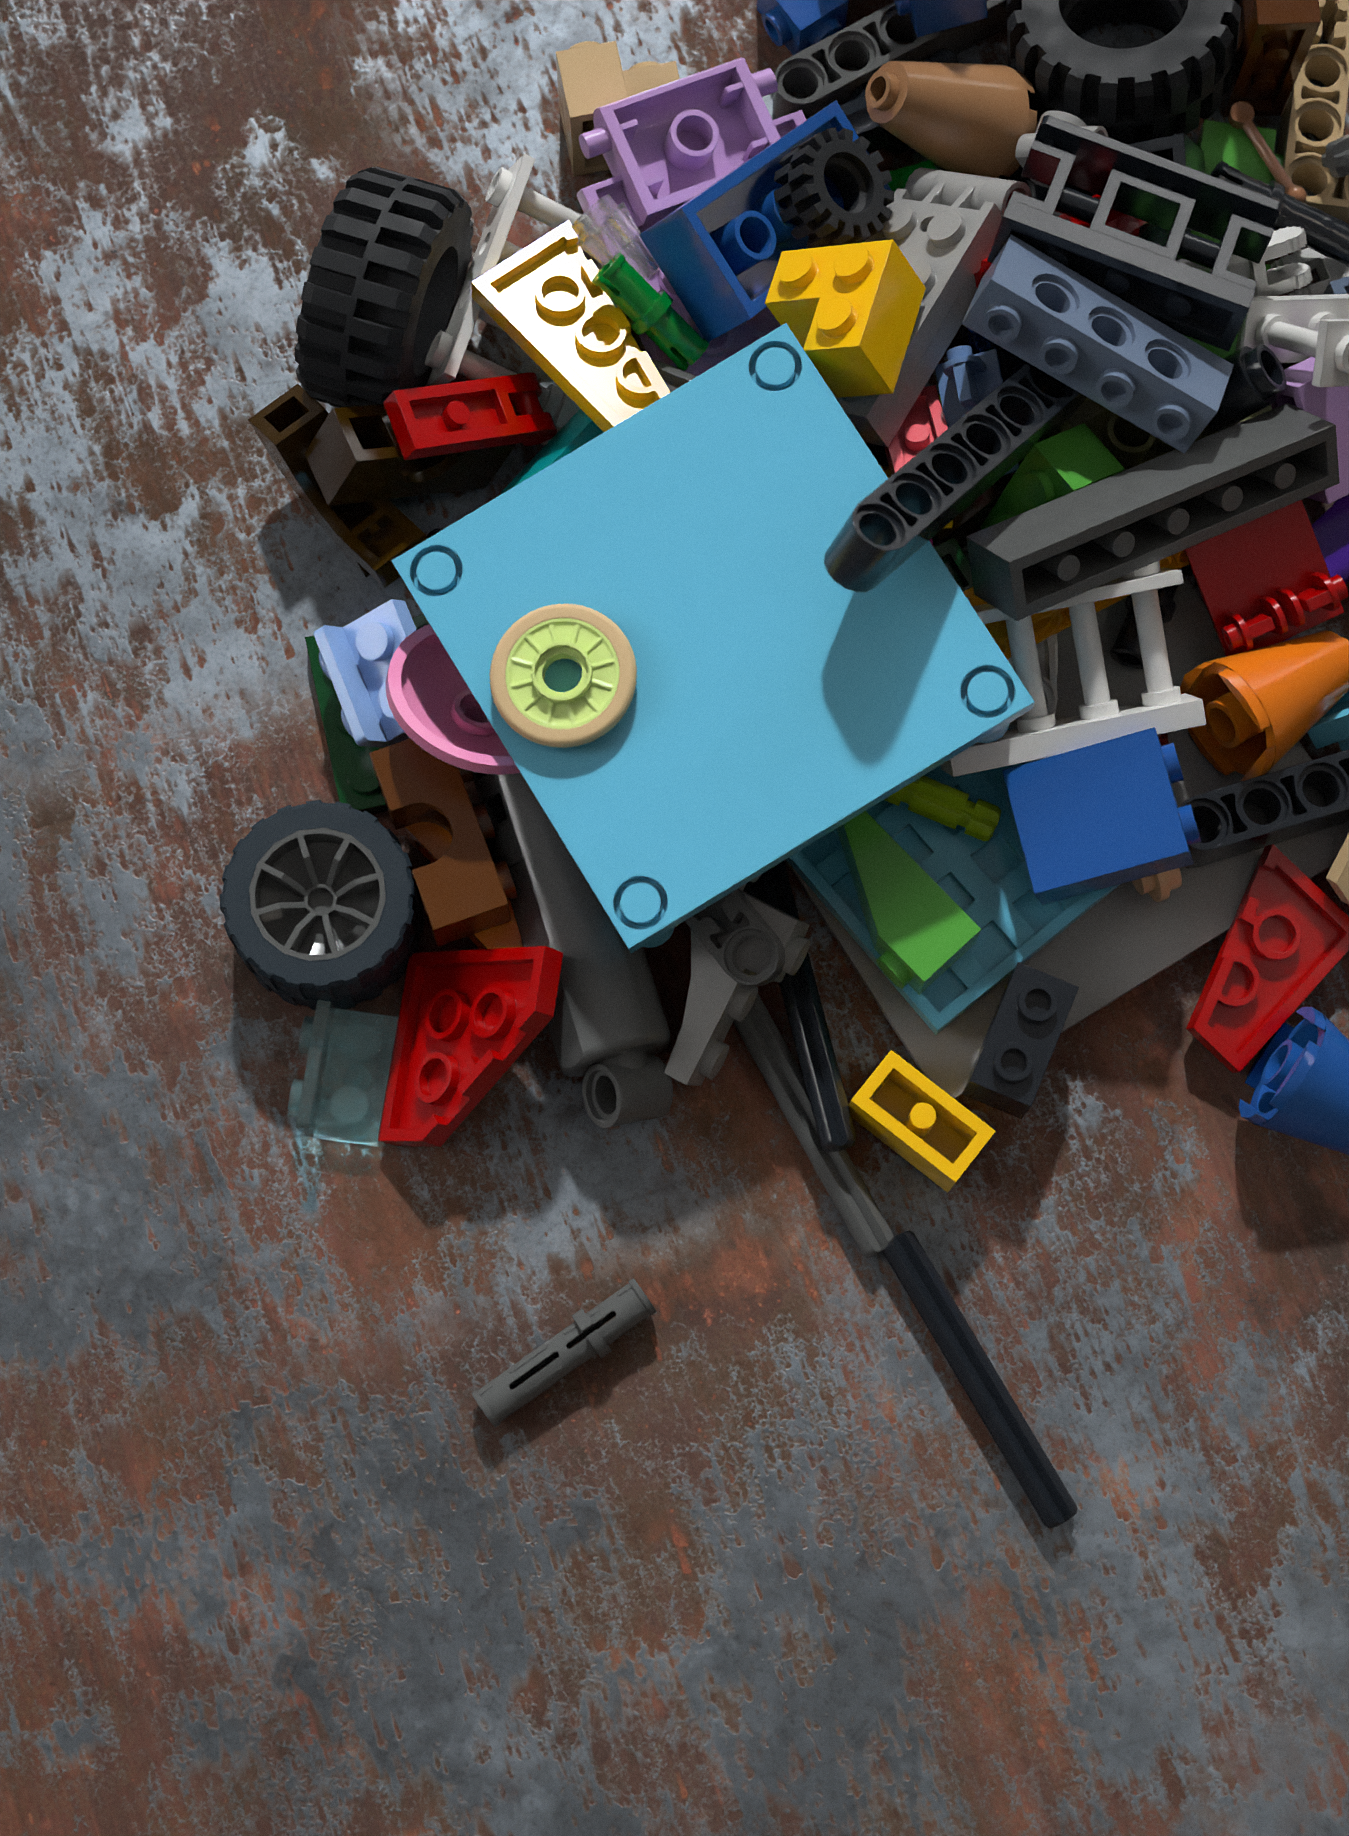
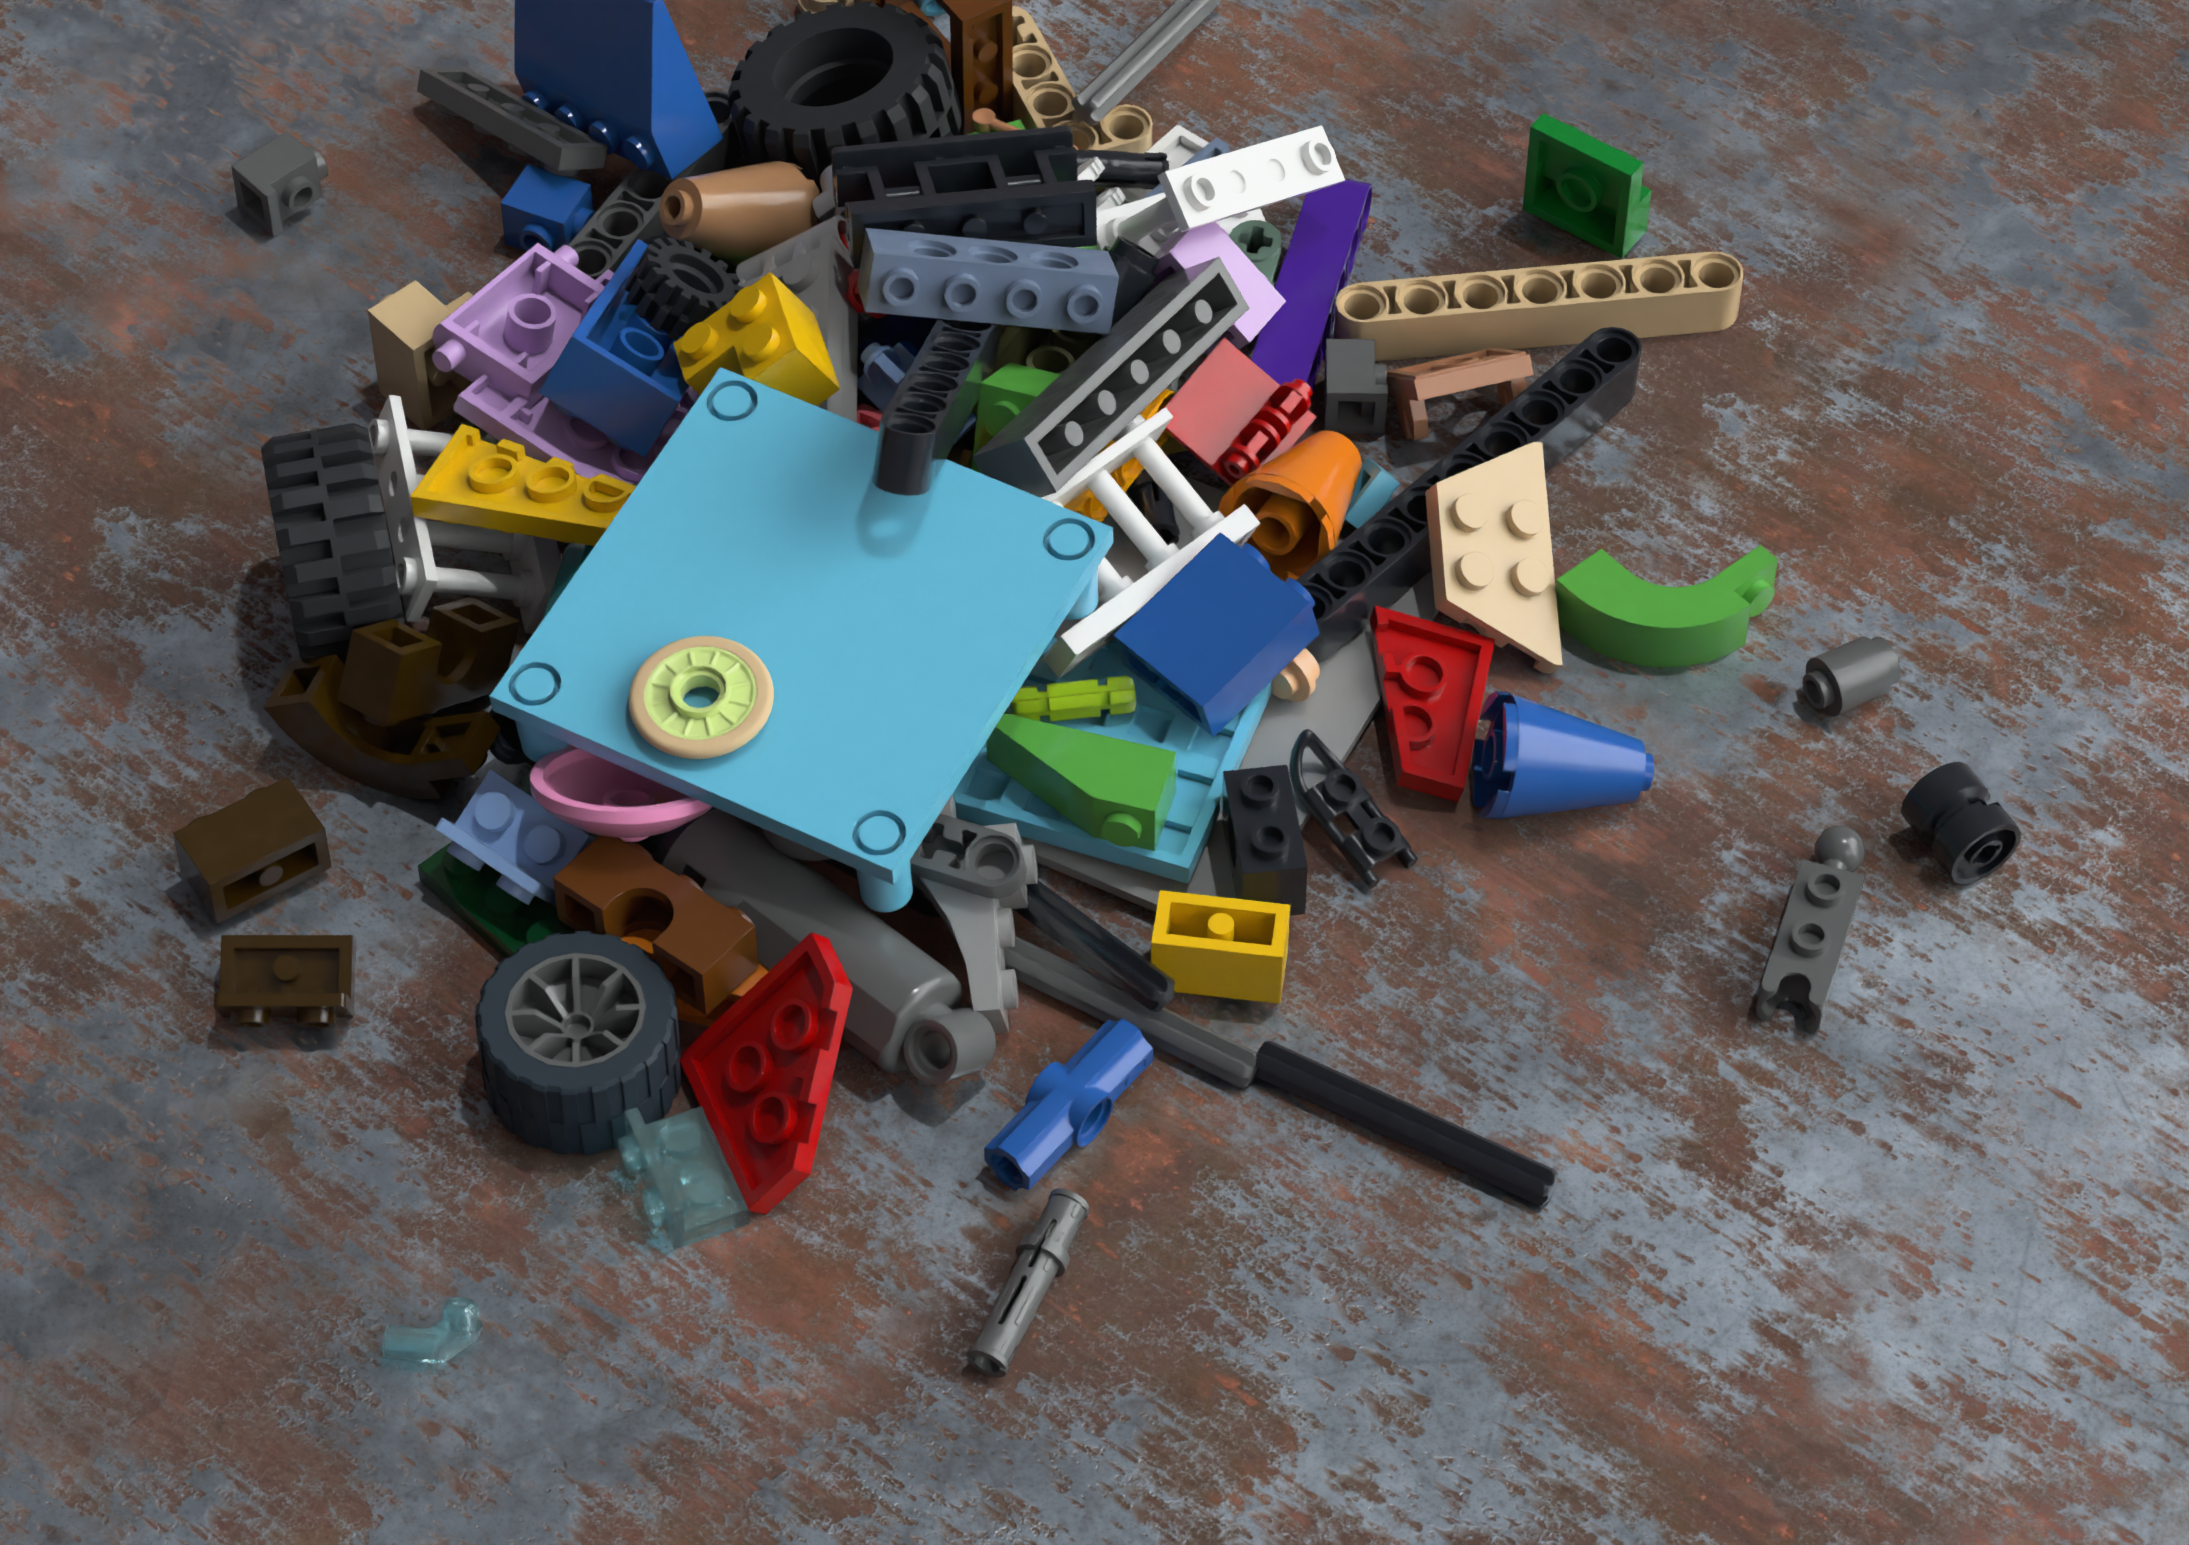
camera: 30 degrees left, 25 degrees down
(62, 1120) = (439, 1342): none -> clear light blue arm
(130, 696) = (286, 978): none -> dark brown bracket
(171, 549) = (252, 849): none -> dark brown brick
(469, 415) = (471, 598): red plate -> none
(610, 230) = (519, 413): clear cone -> none
(650, 312) = (582, 447): green pin -> none
(702, 1196) = (1068, 1104): none -> blue piece
(1123, 1021) = (1345, 795): none -> black piece

